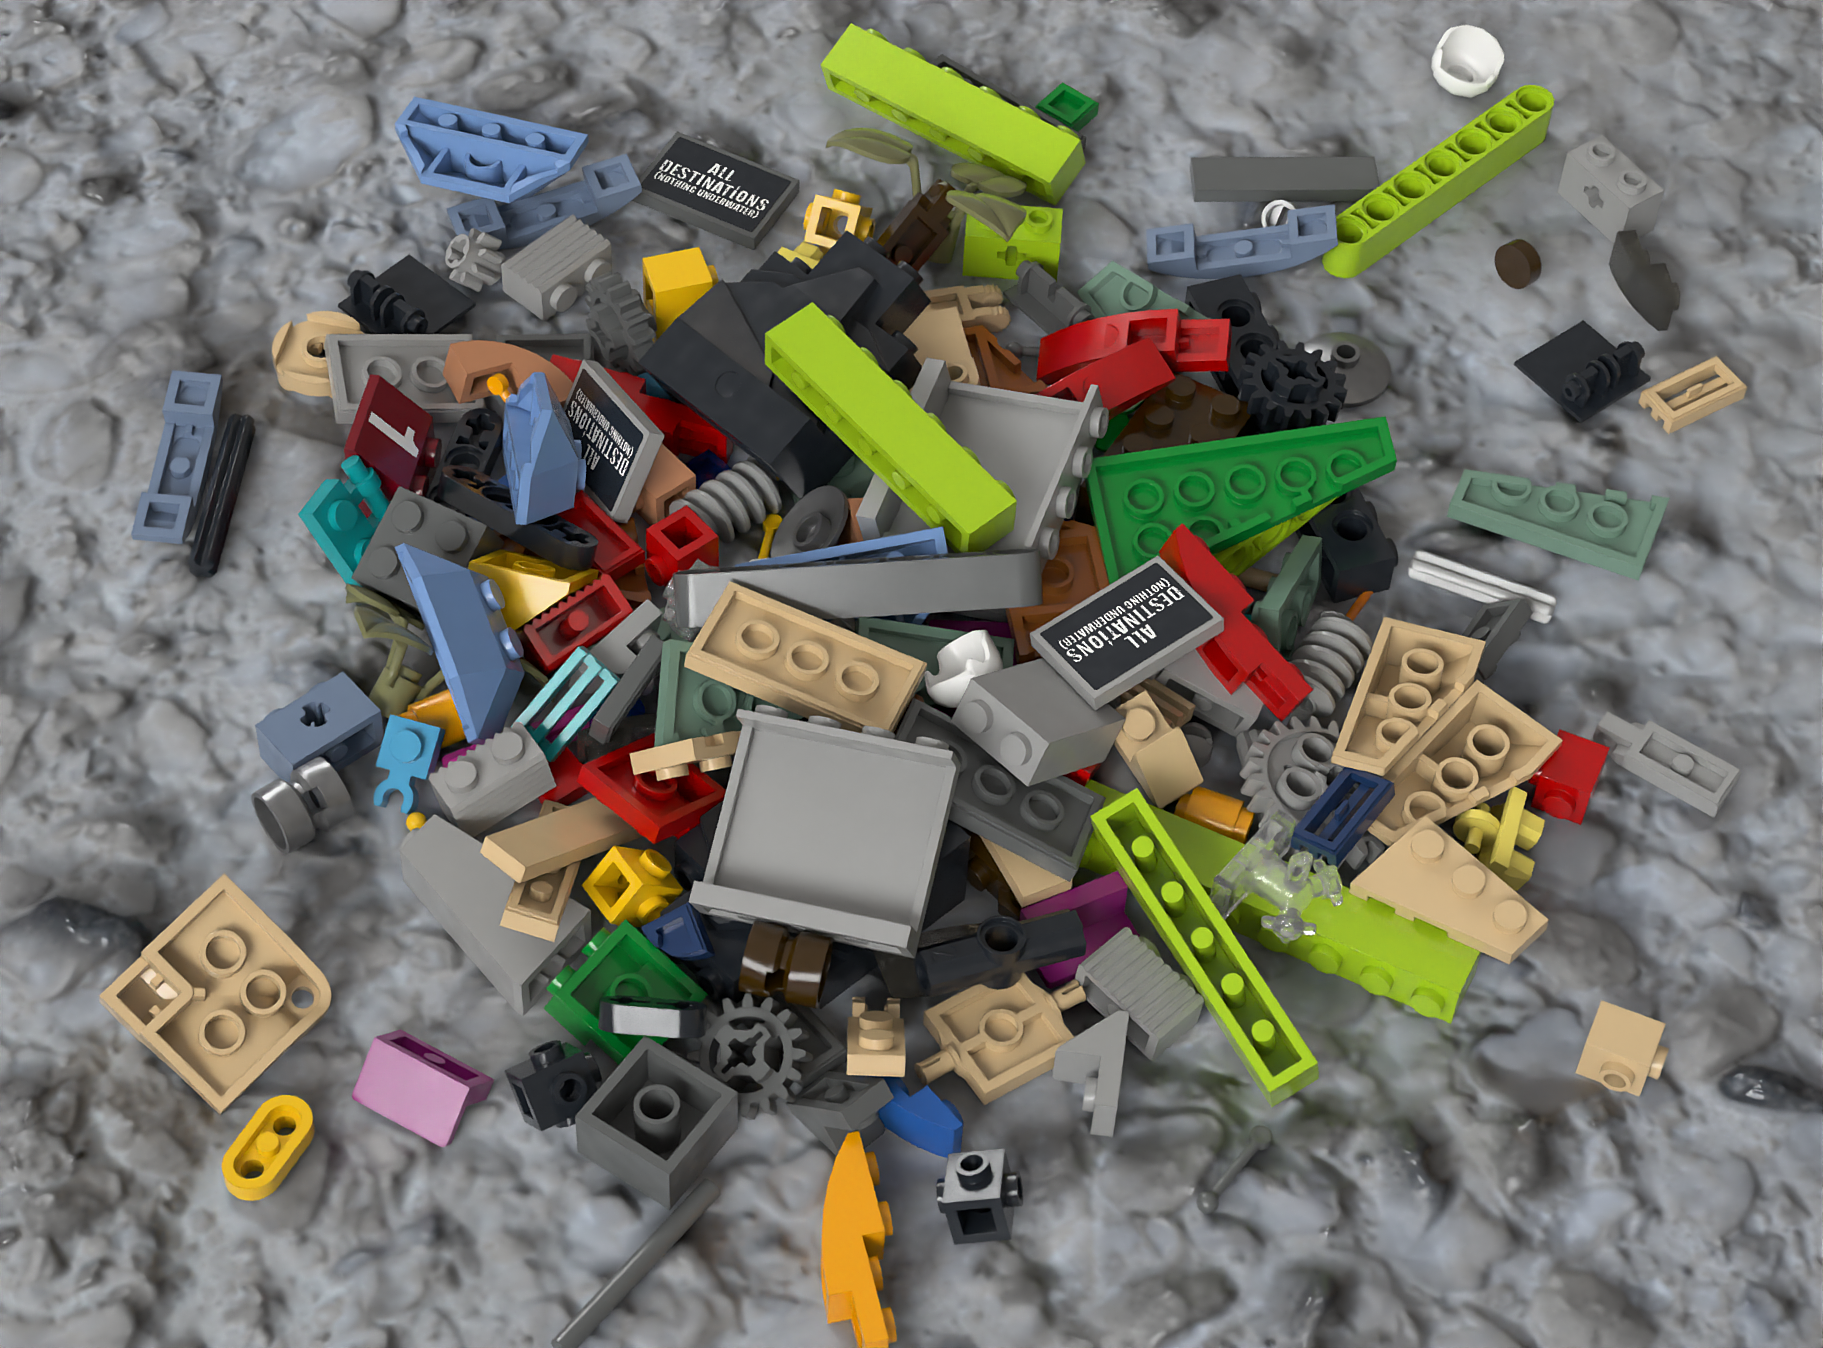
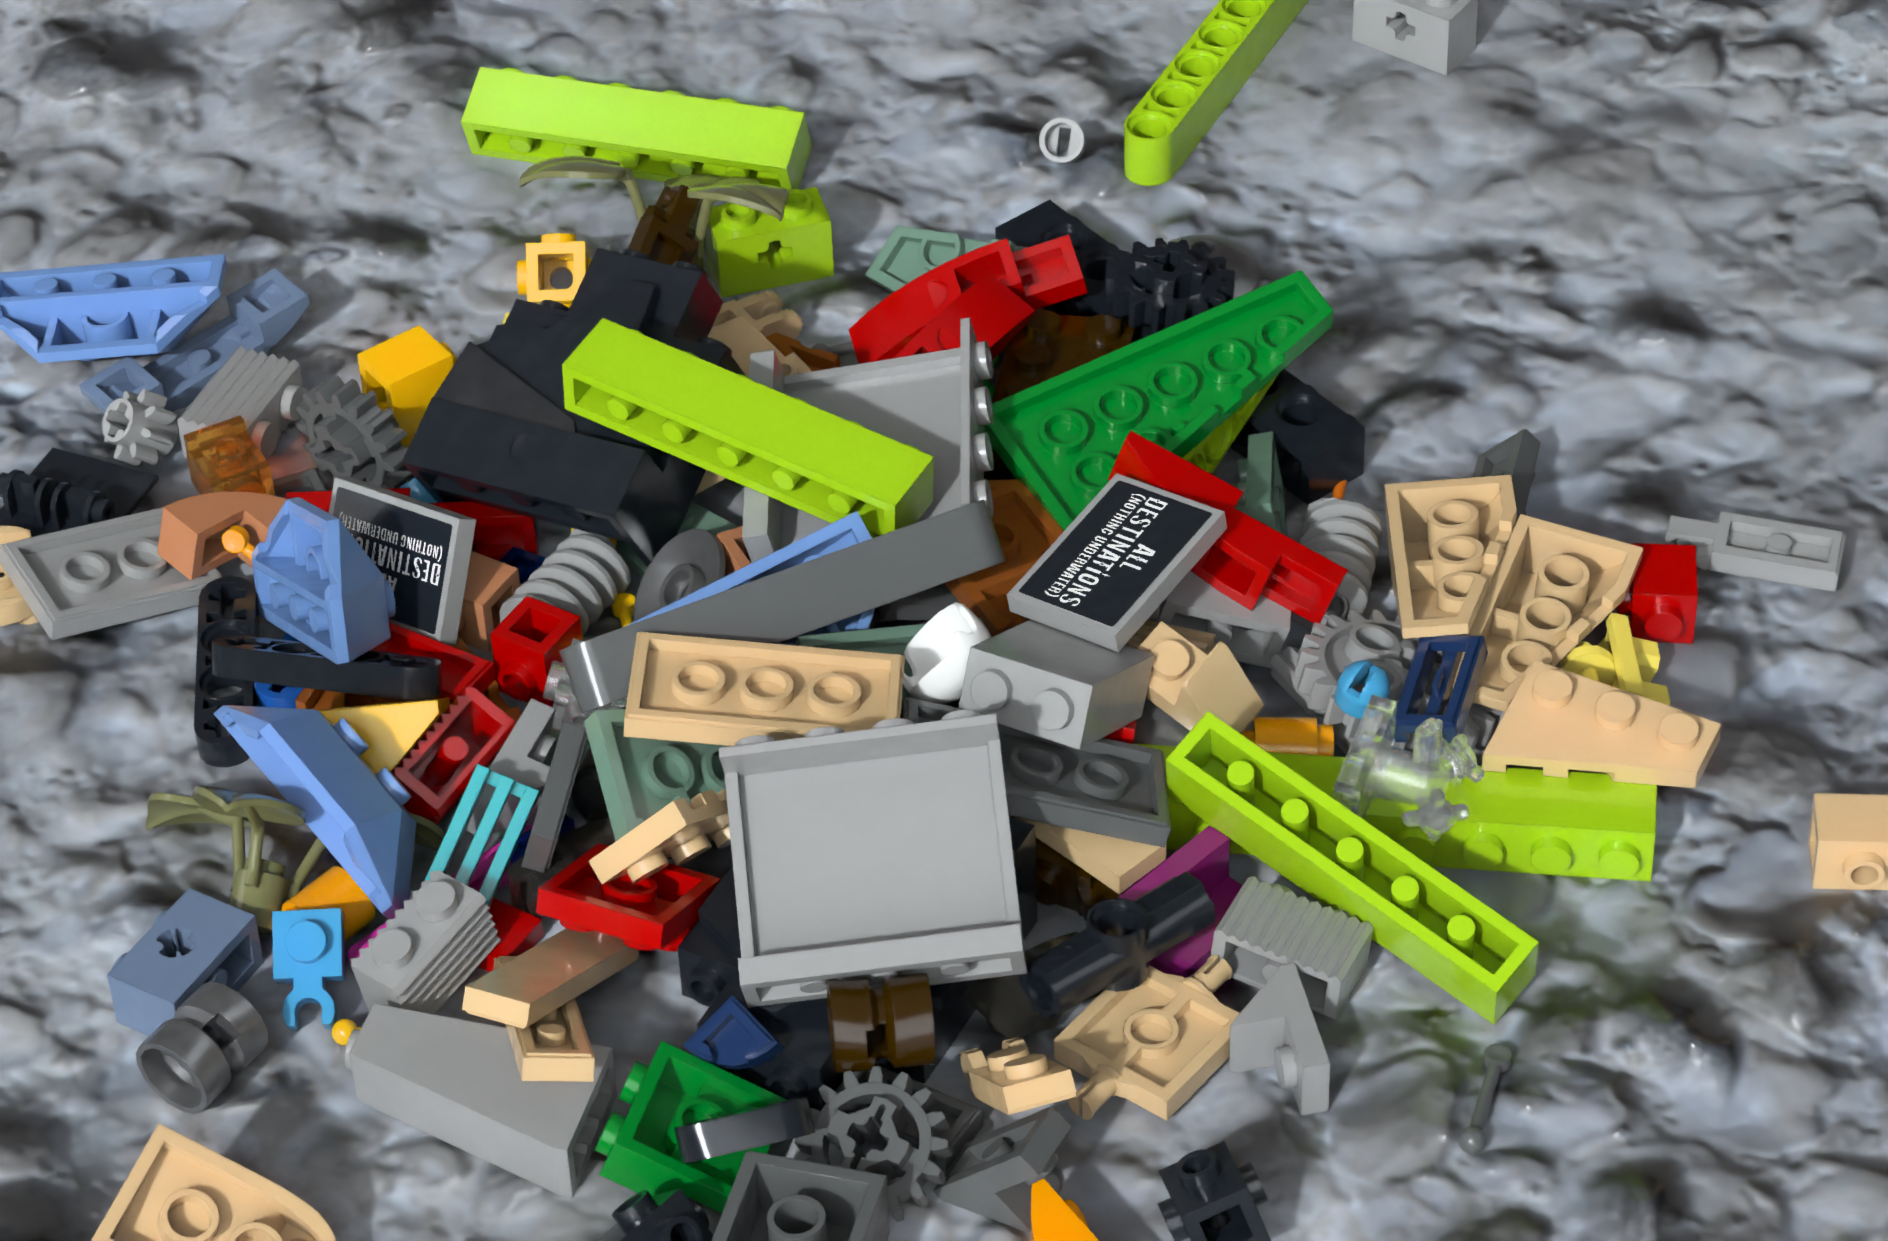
camera: 15 degrees left, 10 degrees down
(338, 521) = (119, 742): teal plate -> none
(393, 439) = (137, 652): dark red slope -> none
(425, 526) = (196, 744): dark grey brick -> none
(522, 315) = (227, 459): none -> clear orange brick
(632, 885) = (647, 1007): yellow brick -> none
(716, 190) = (392, 286): tile -> none
(922, 1118) = (1107, 1153): blue slope -> none
(1043, 301) = (826, 293): dark grey hinge -> none
(1069, 107) = (765, 92): green tile -> none
(1244, 252) = (1061, 175): sand blue slope -> none
(1282, 178) = (1029, 106): dark grey tile -> none
(1288, 802) = (1361, 672): none -> dark azure hinge
(1479, 584) = (1458, 437): axle -> none
(1518, 263) = (1348, 114): dark brown tile -> none
(1579, 525) = (1541, 350): sand green wing -> none
(1585, 370) = (1474, 199): black hinge -> none
(1642, 283) = (1495, 98): clear smoke slope -> none
(1698, 400) = (1610, 194): tan tile -> none

